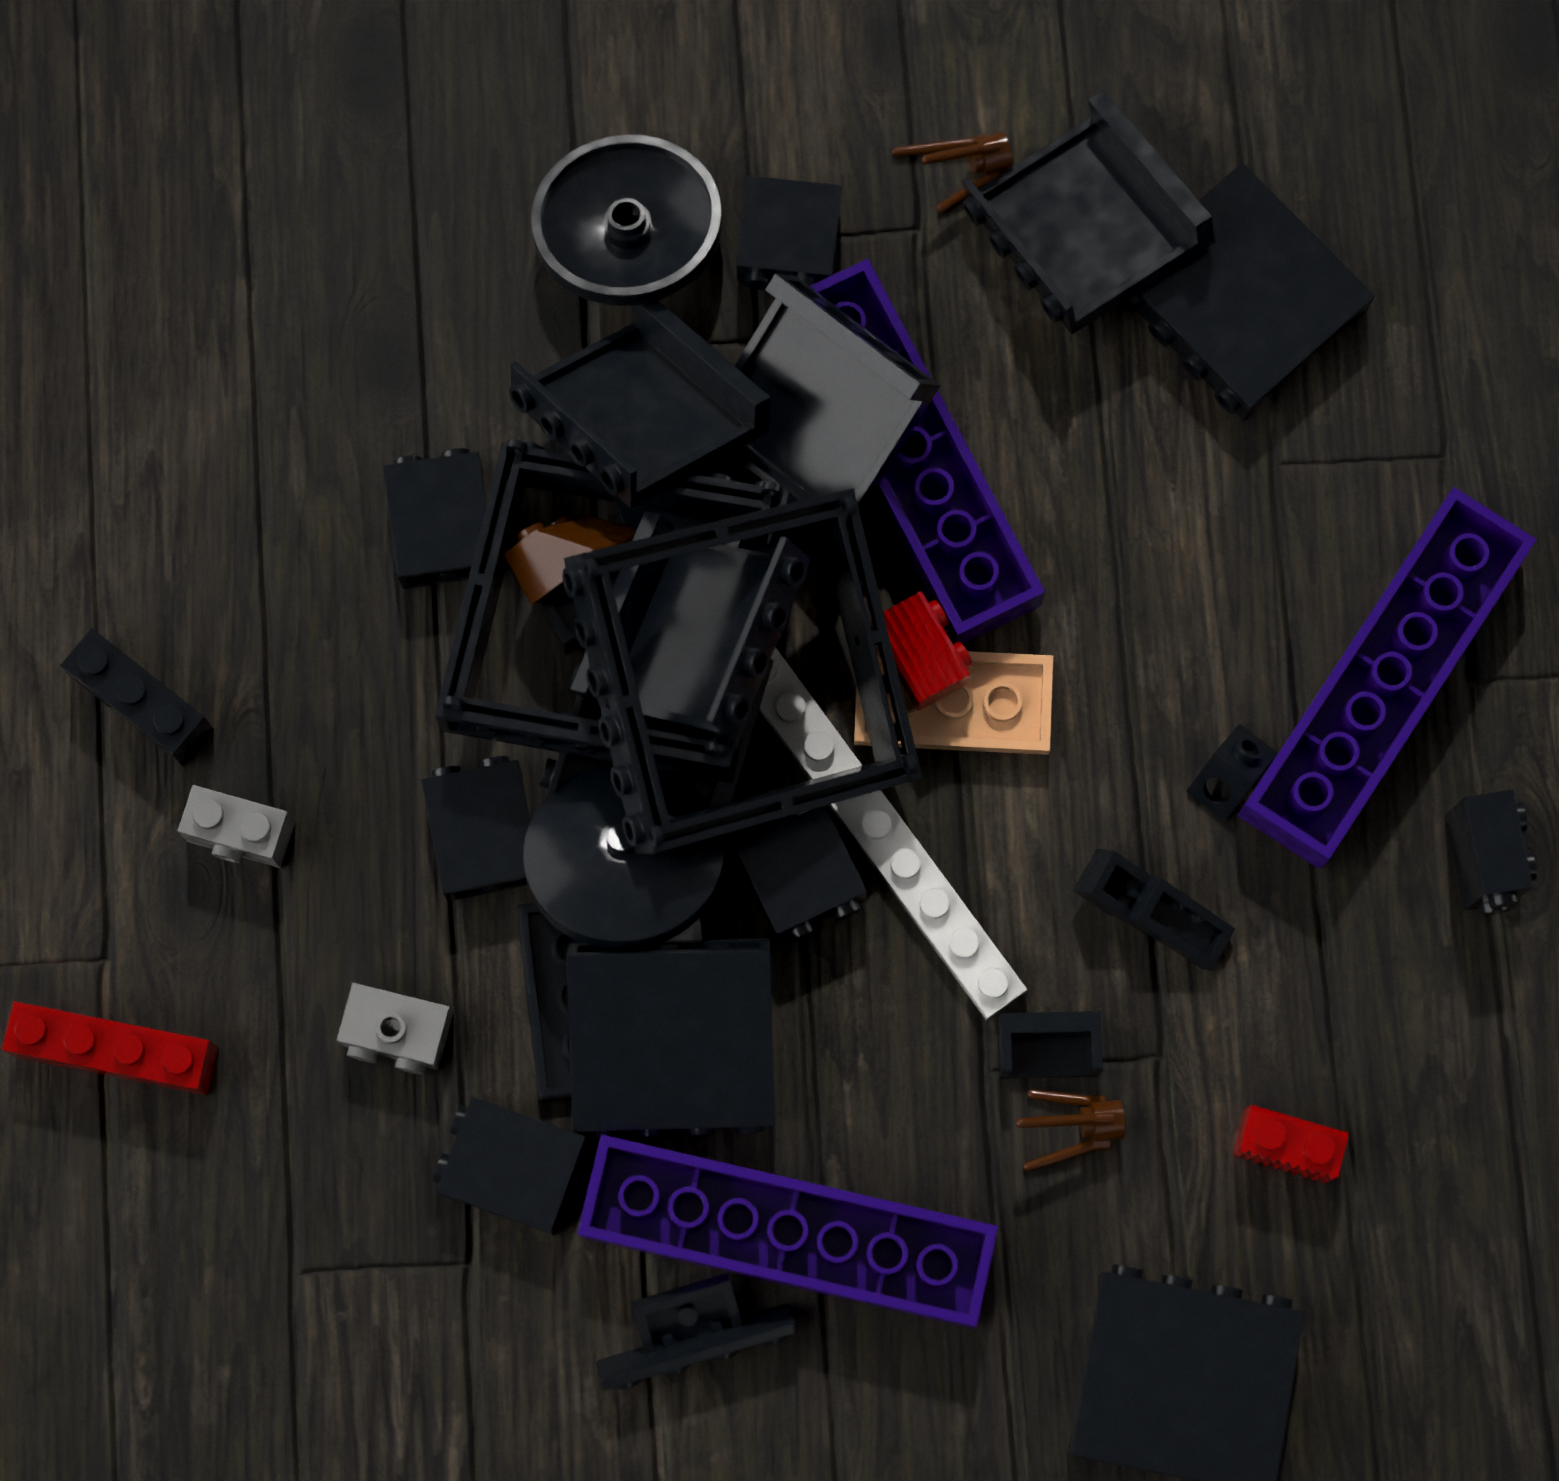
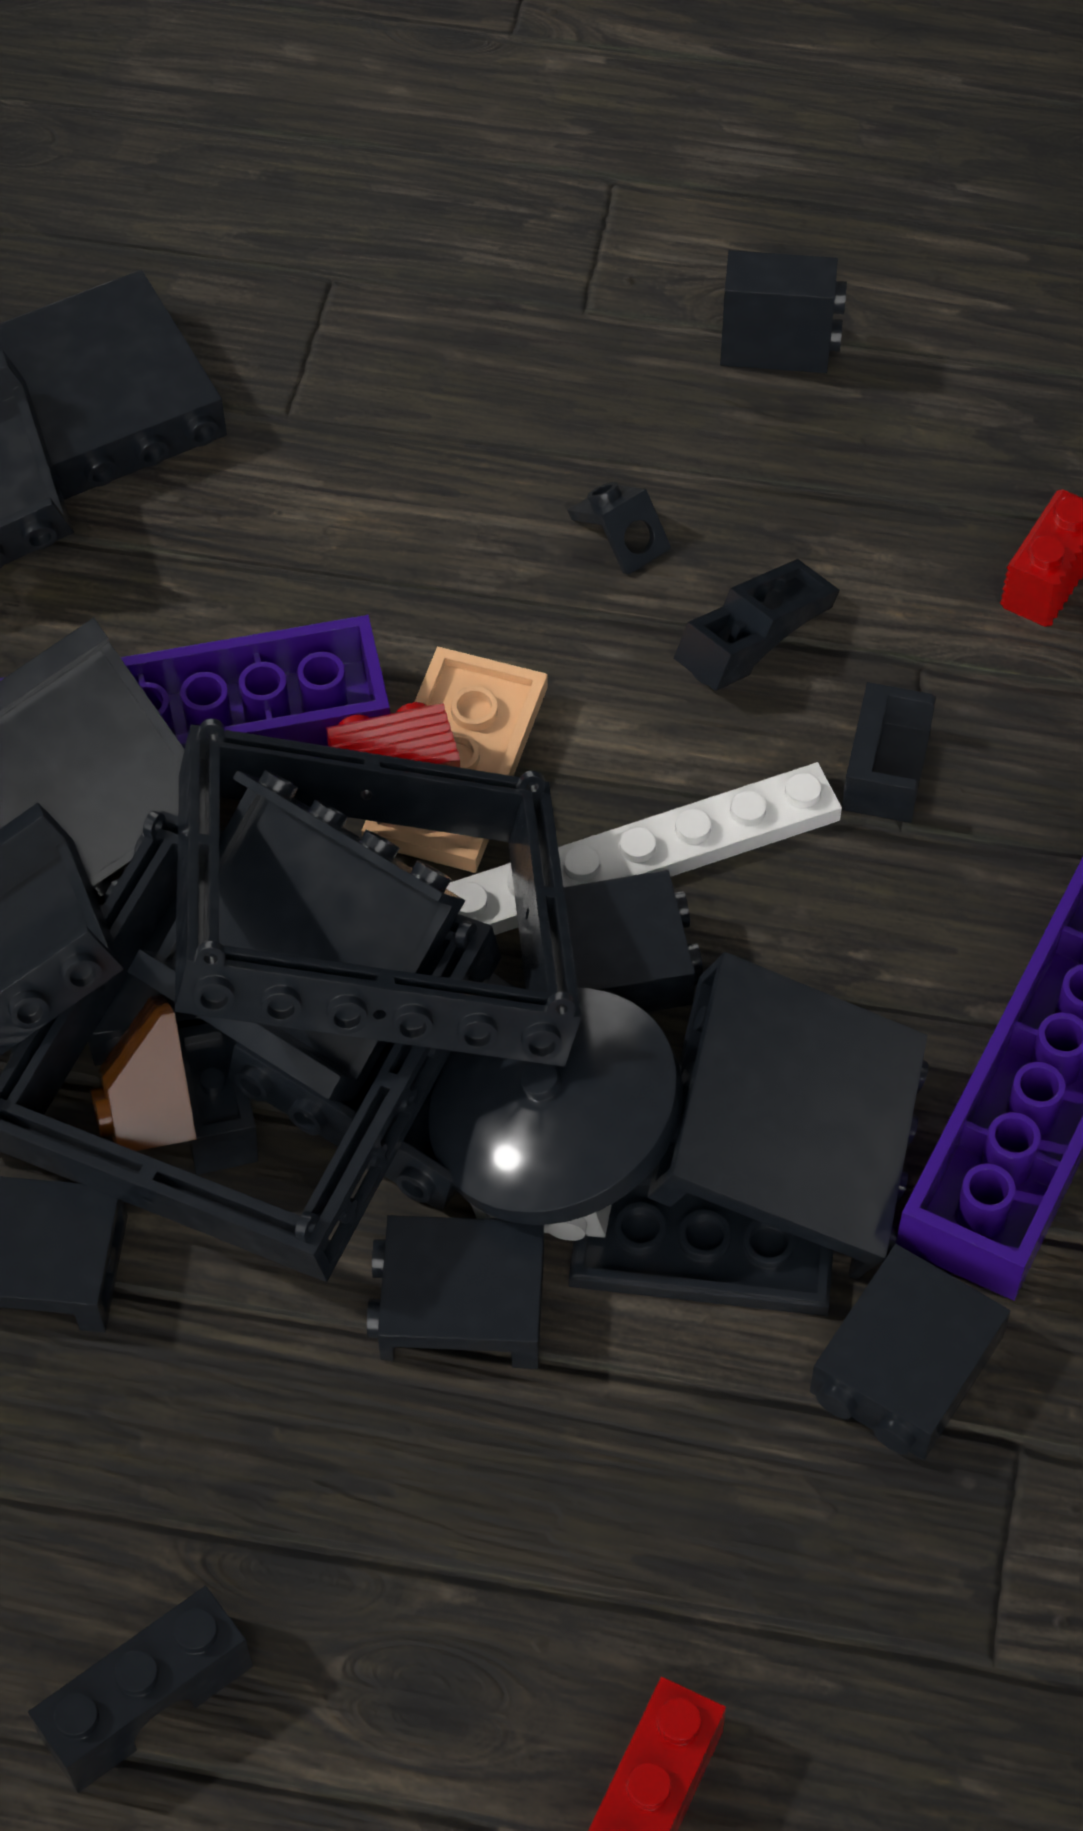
camera: 75 degrees left, 20 degrees down
(236, 827) = (366, 1594): light grey brick -> none
(394, 1028) = (694, 1453): light grey brick -> none
(1097, 1119) = (986, 731): reddish brown plant -> none
(1386, 678) = (566, 359): dark purple brick -> none

